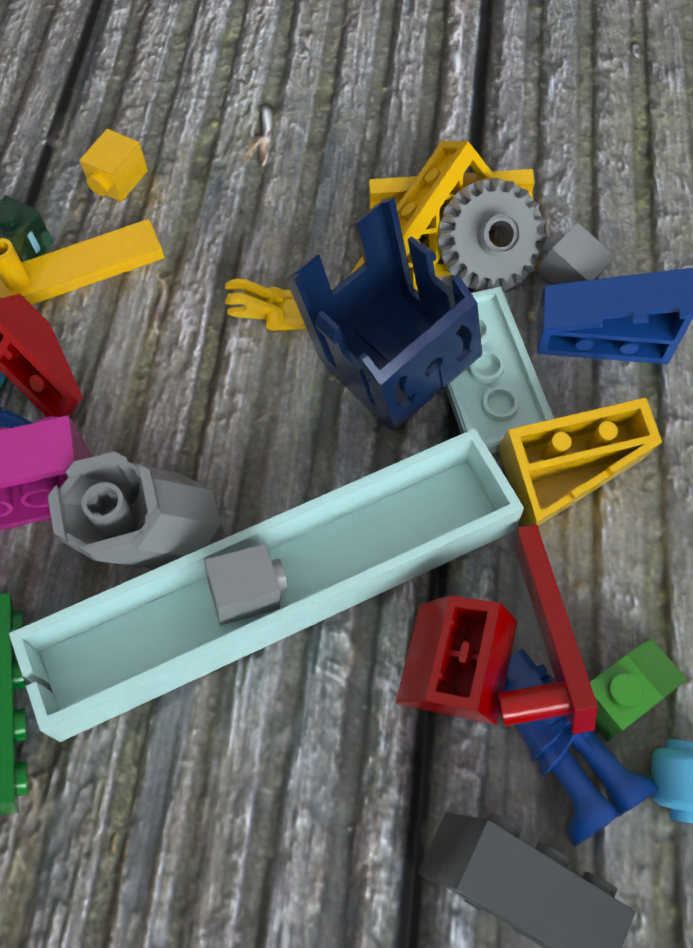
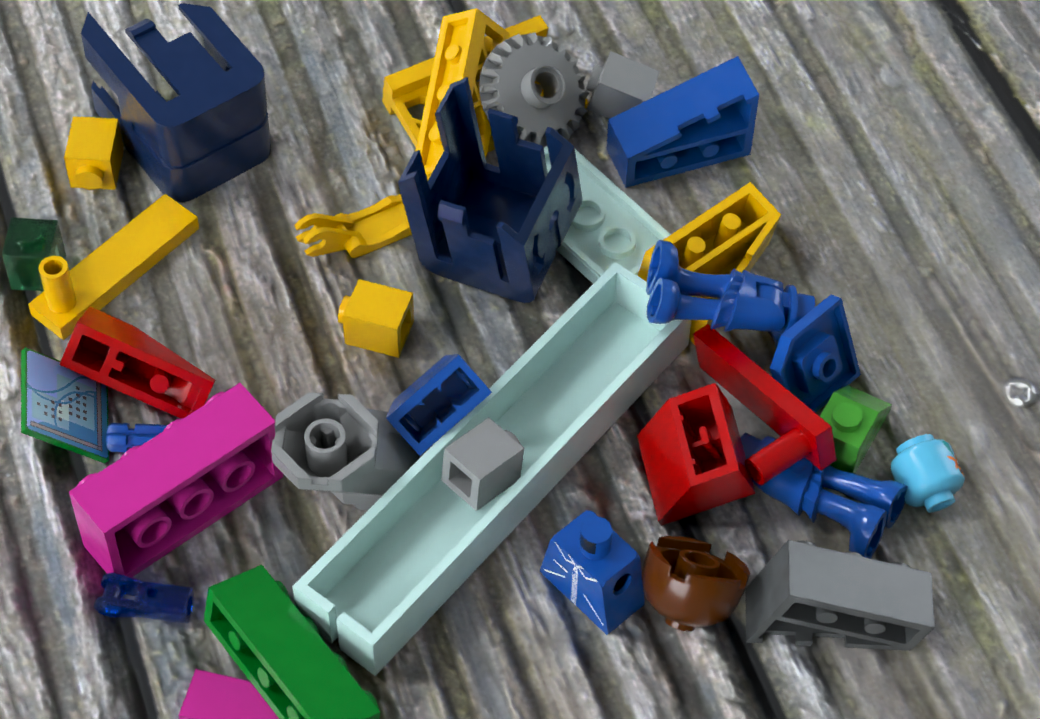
camera: 30 degrees left, 10 degrees down
(197, 169) = (208, 130): none -> dark blue piece
(248, 500) = (436, 402): none -> blue torso
(251, 393) = (377, 317): none -> yellow brick
(299, 739) = (589, 563): none -> blue torso
(385, 796) = (691, 584): none -> reddish brown cylinder
(581, 517) = (742, 297): none -> blue piece
(624, 599) = (816, 354): none -> blue piece

